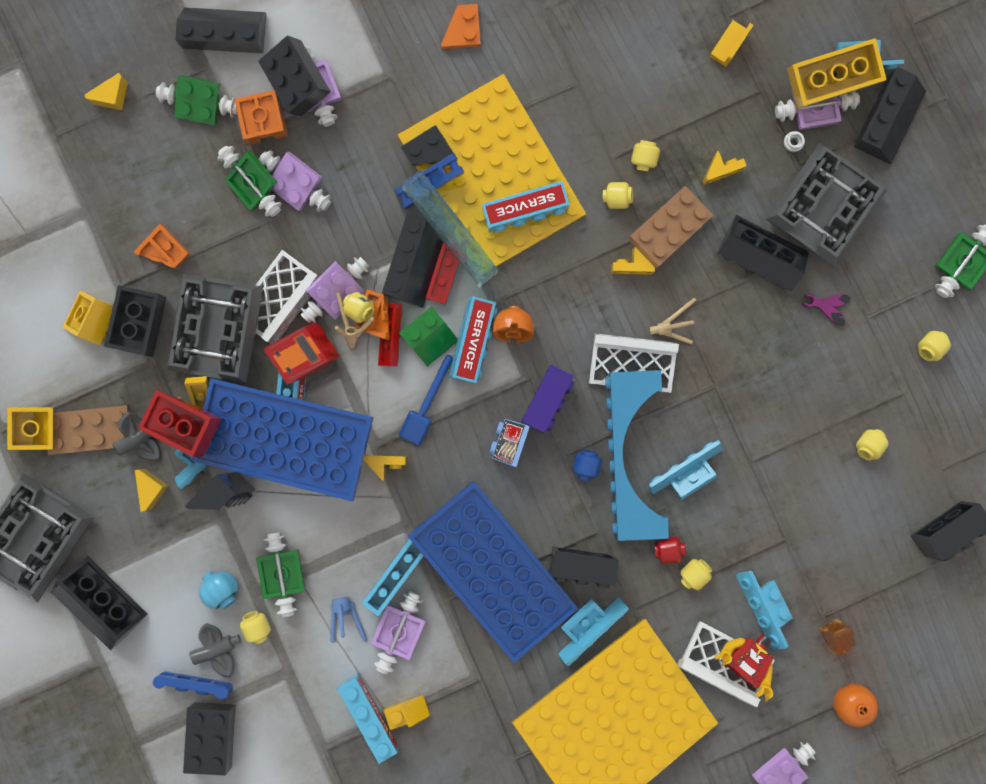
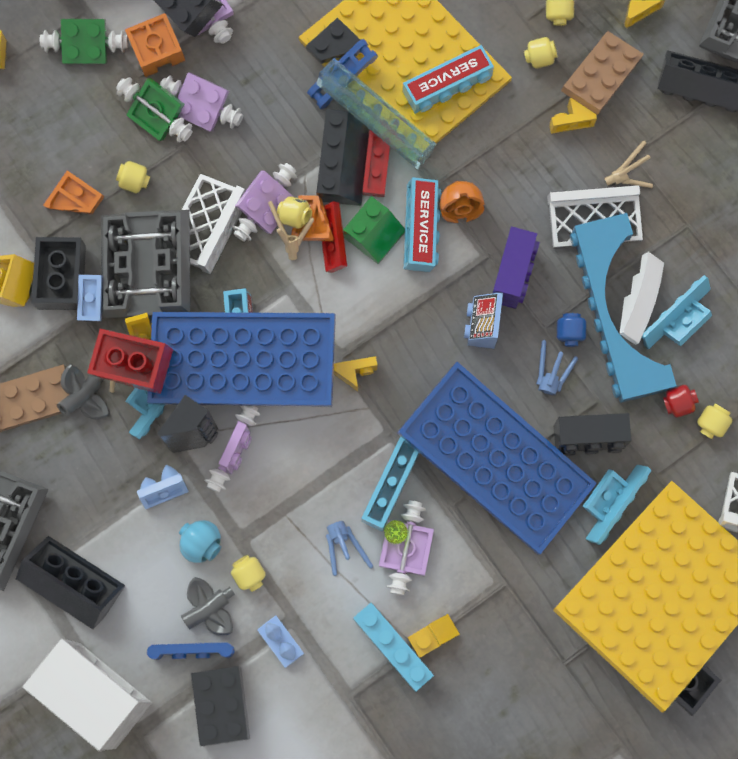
camera: 10 degrees left, 10 degrees down
(89, 715) = (87, 695): none -> white piece
(149, 489) = (105, 447): yellow slope -> none
(158, 351) = (90, 298): none -> light blue tile
(203, 534) = (169, 487): none -> light blue tile
(219, 241) = (132, 177): none -> light yellow head
(260, 520) = (231, 457): none -> plate
(273, 690) = (280, 641): none -> light blue tile
(280, 574) = (264, 511): green plate -> none
(302, 353) = (246, 267): red slope -> none
(391, 618) = (395, 532): none -> clear neon green tile
(416, 423) = (380, 324): blue piece -> none
(557, 509) = (549, 383): none -> medium blue plant
(652, 456) = (641, 301): none -> white slope

